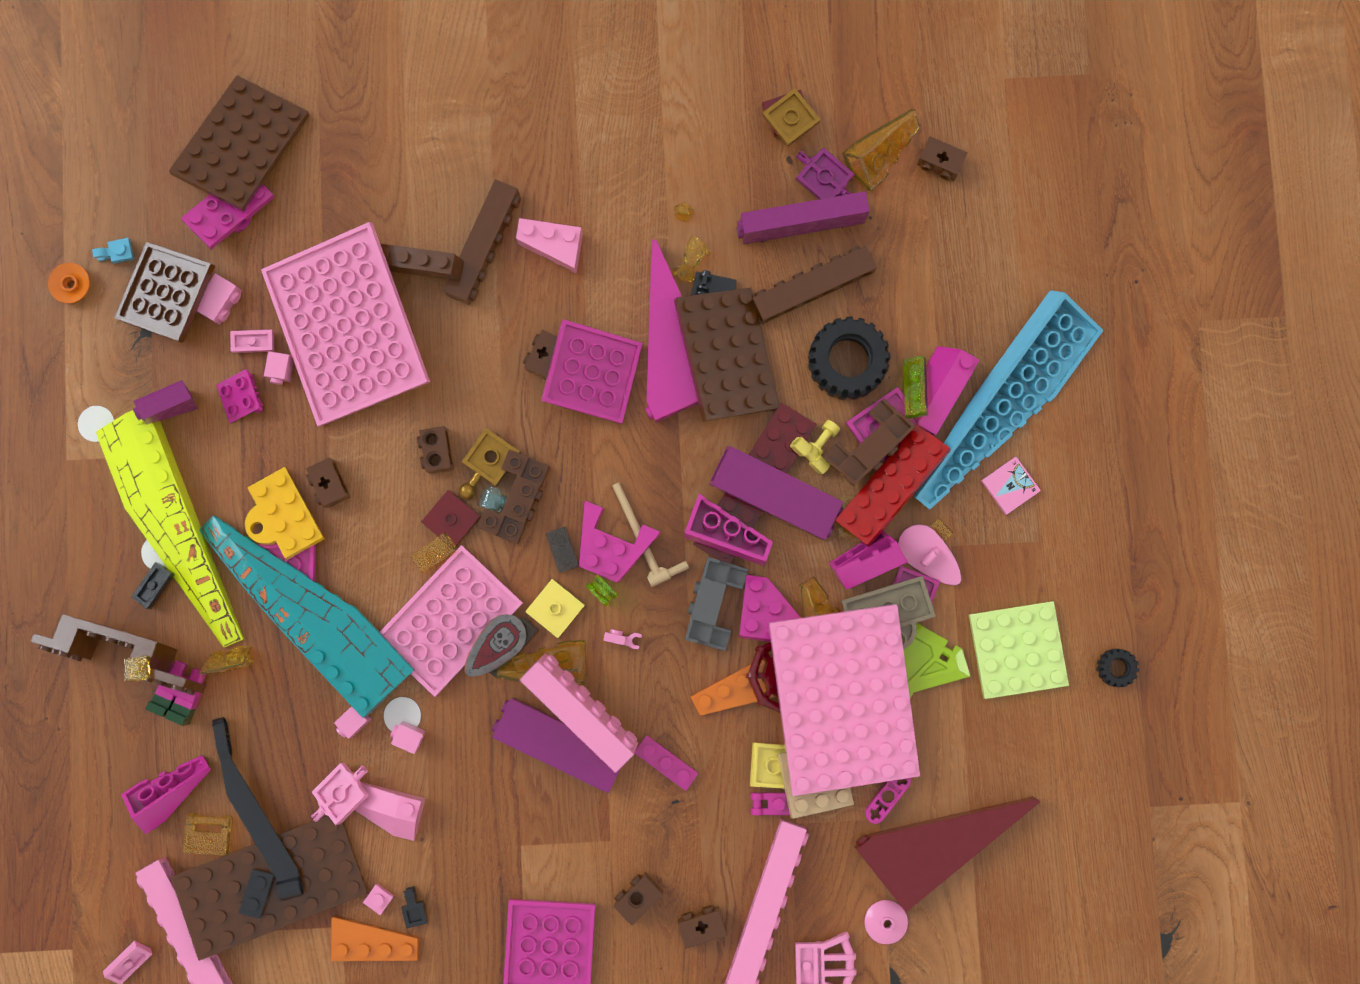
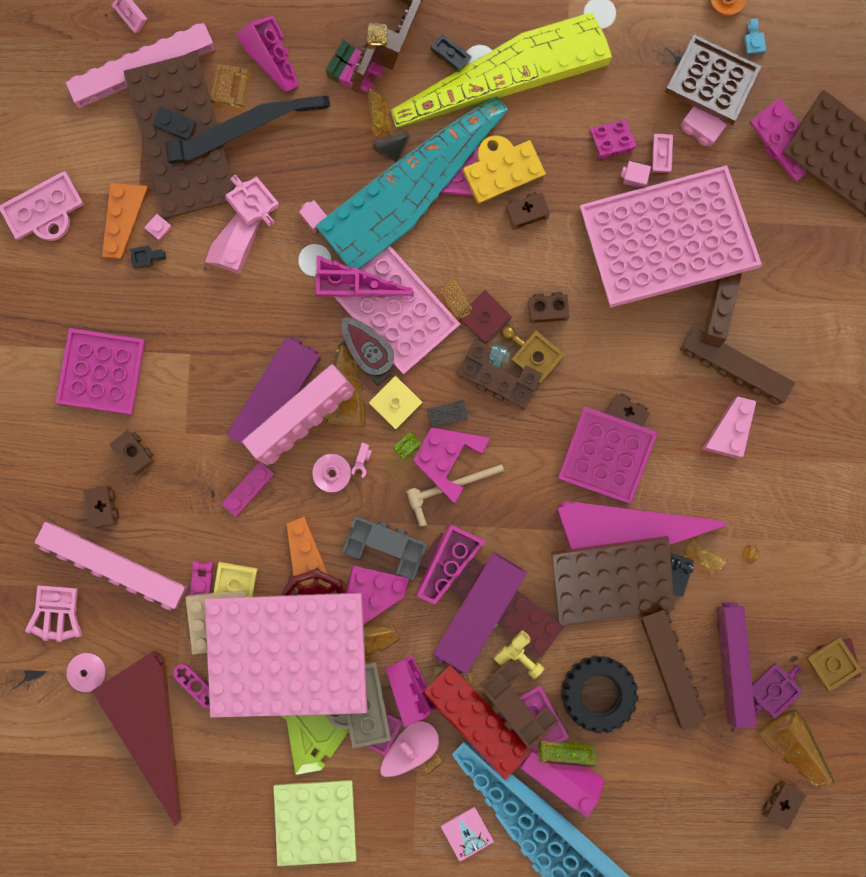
camera: 90 degrees right, 0 degrees up
(164, 403) = (611, 73): magenta slope -> none
(265, 641) = (392, 145): none -> clear smoke slope
(407, 737) = (295, 263): bright pink brick -> none
(424, 681) = (344, 281): none -> dark pink wedge
(631, 679) = (321, 473): none -> bright pink dish

